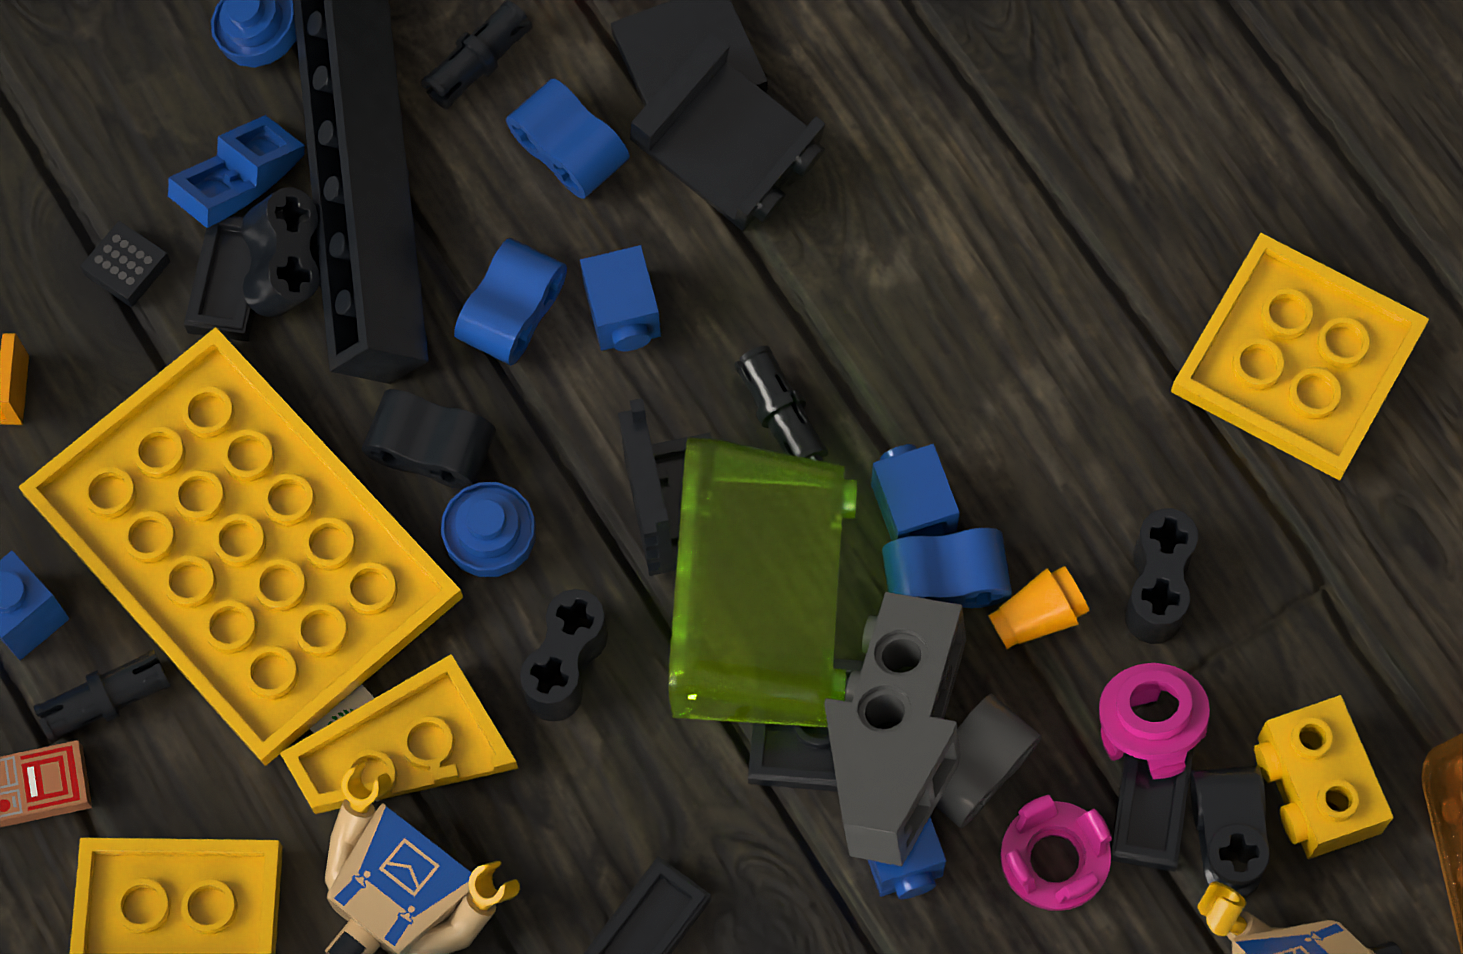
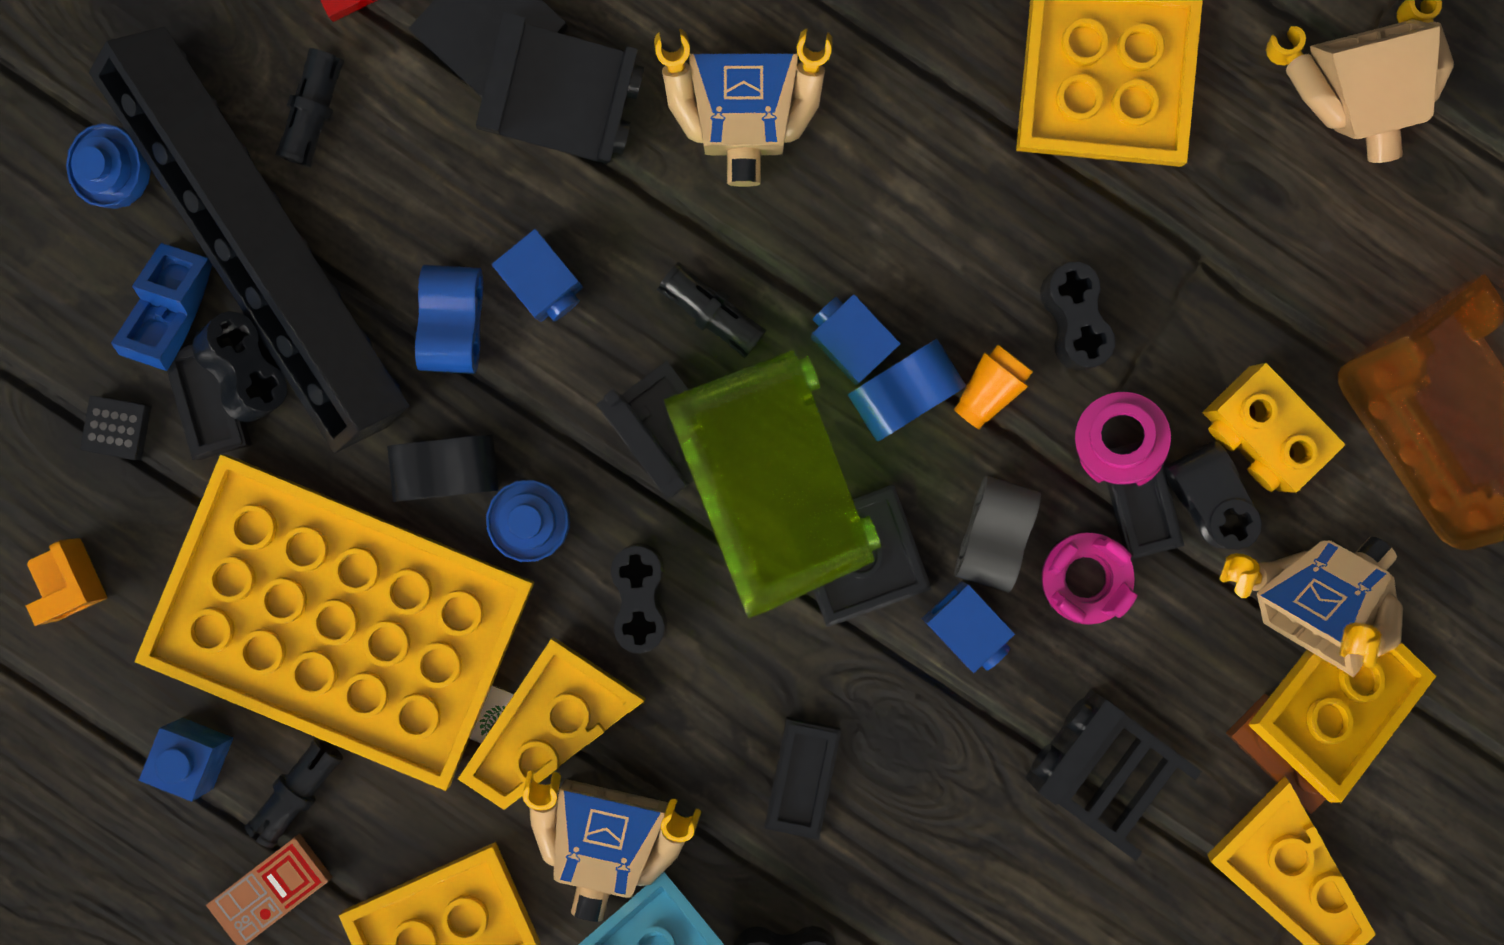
camera: 20 degrees left, 20 degrees up
(567, 138) = (424, 151): blue axle -> none
(897, 774) = (951, 595): dark grey brick -> none
(909, 223) = (743, 101): none -> torso

